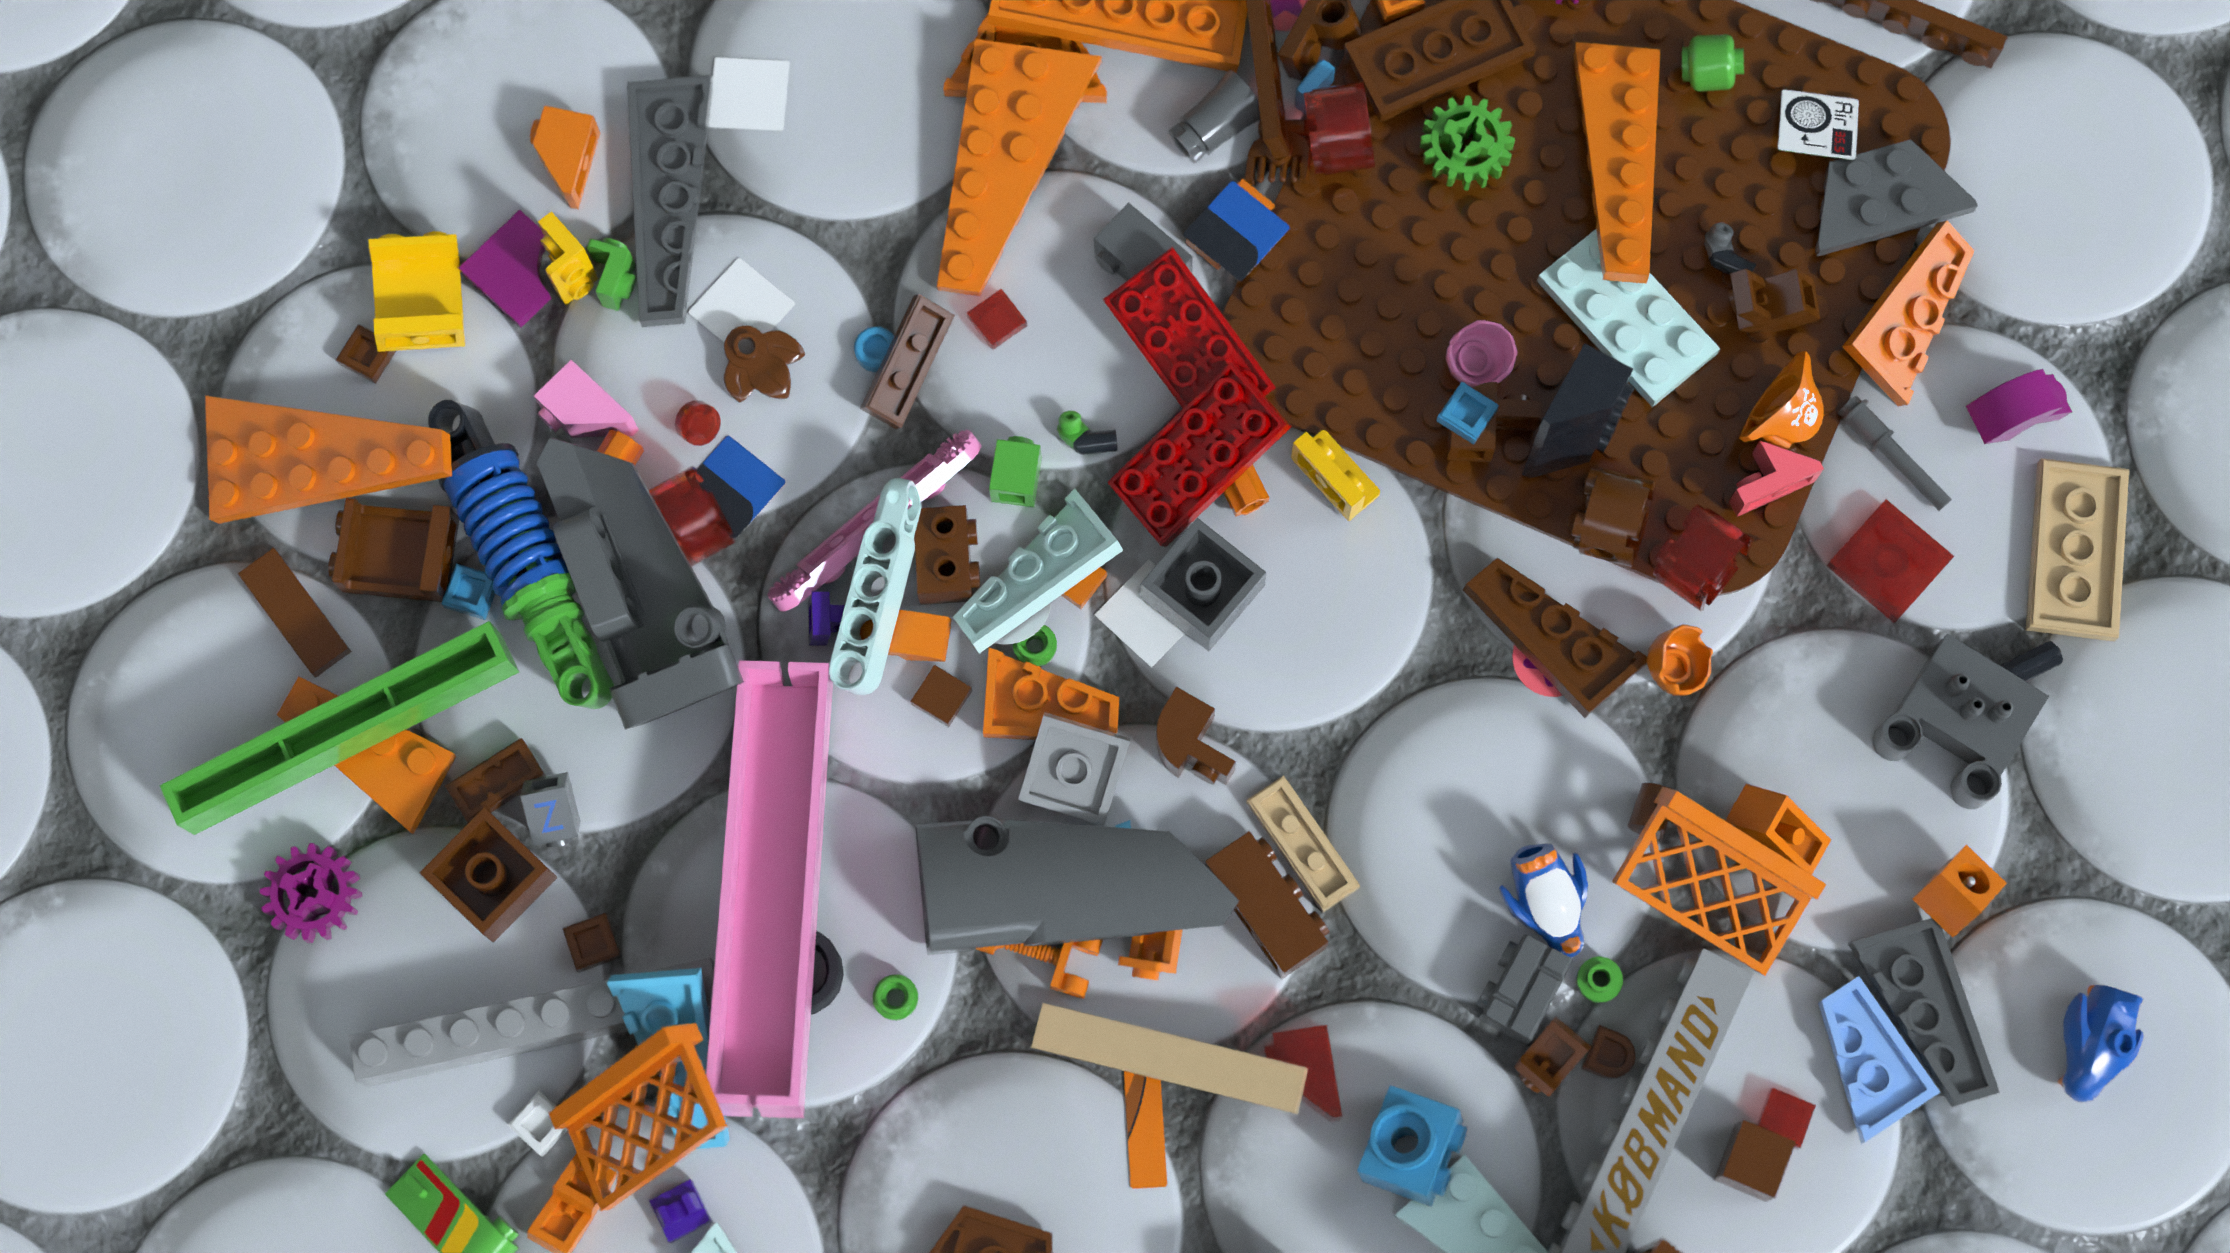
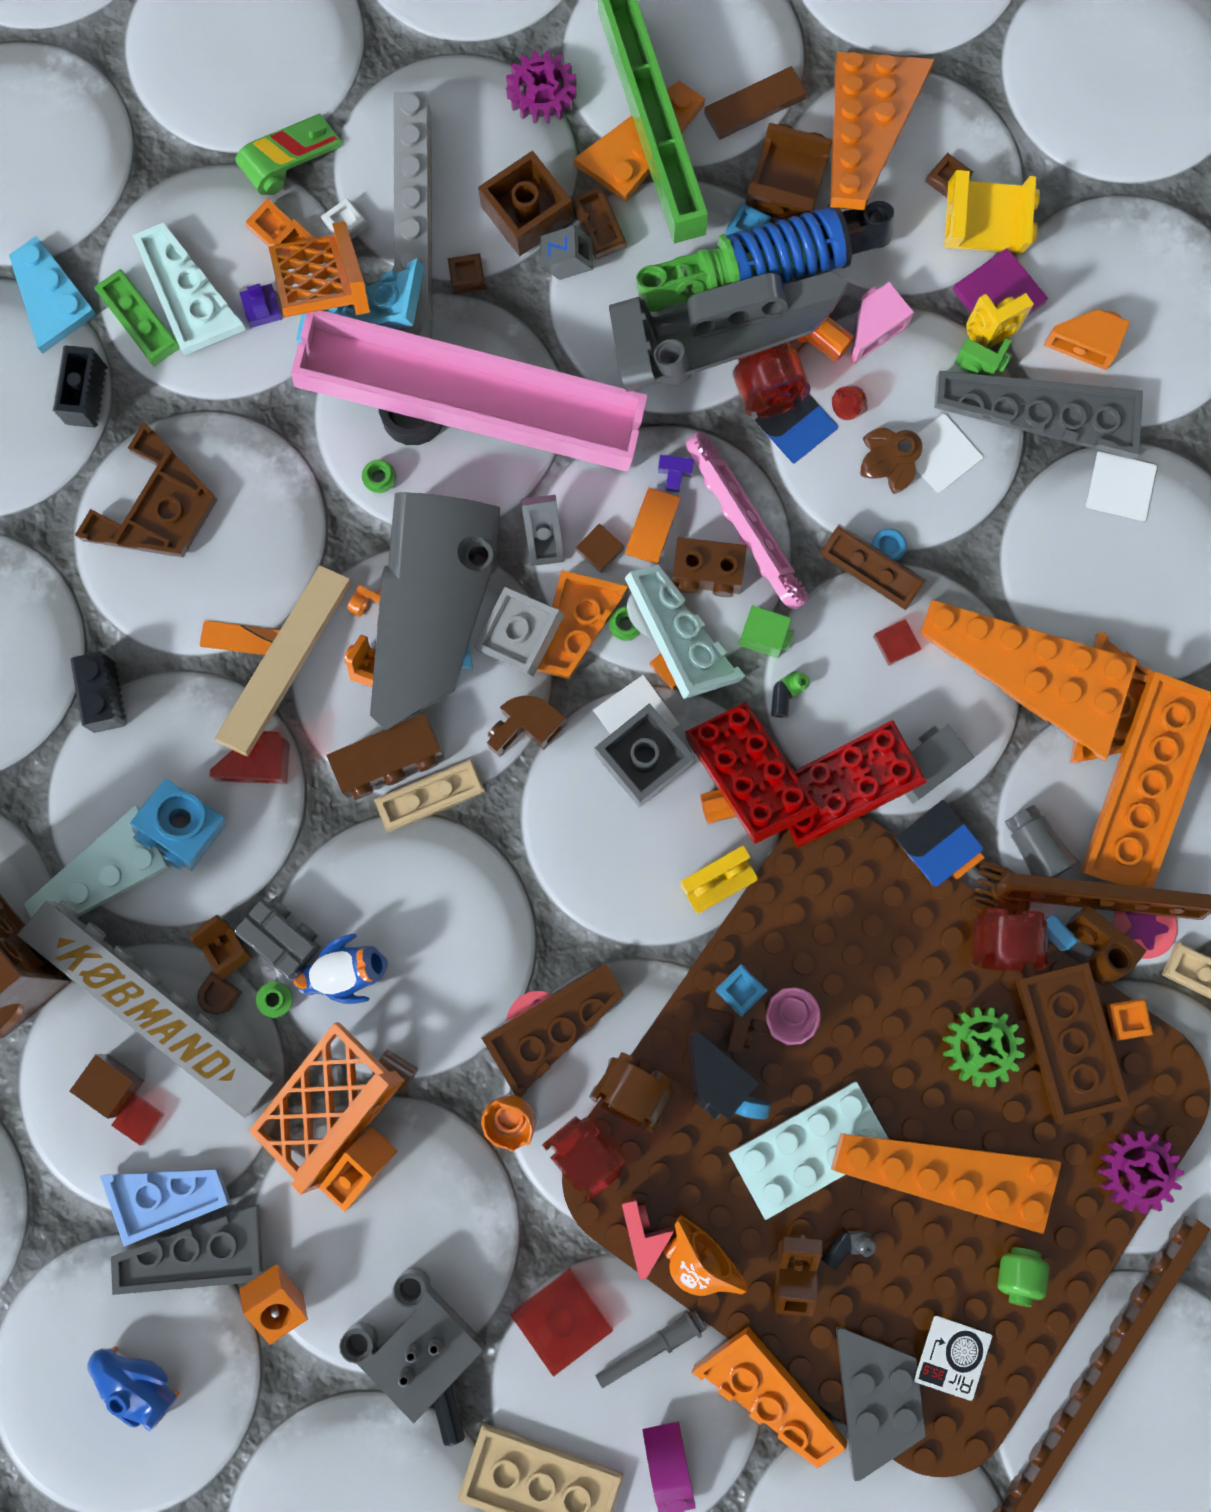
camera: 100 degrees right, 5 degrees up
(890, 518) = (675, 494): light aqua piece -> none
(935, 767) = (543, 530): none -> dark grey slope

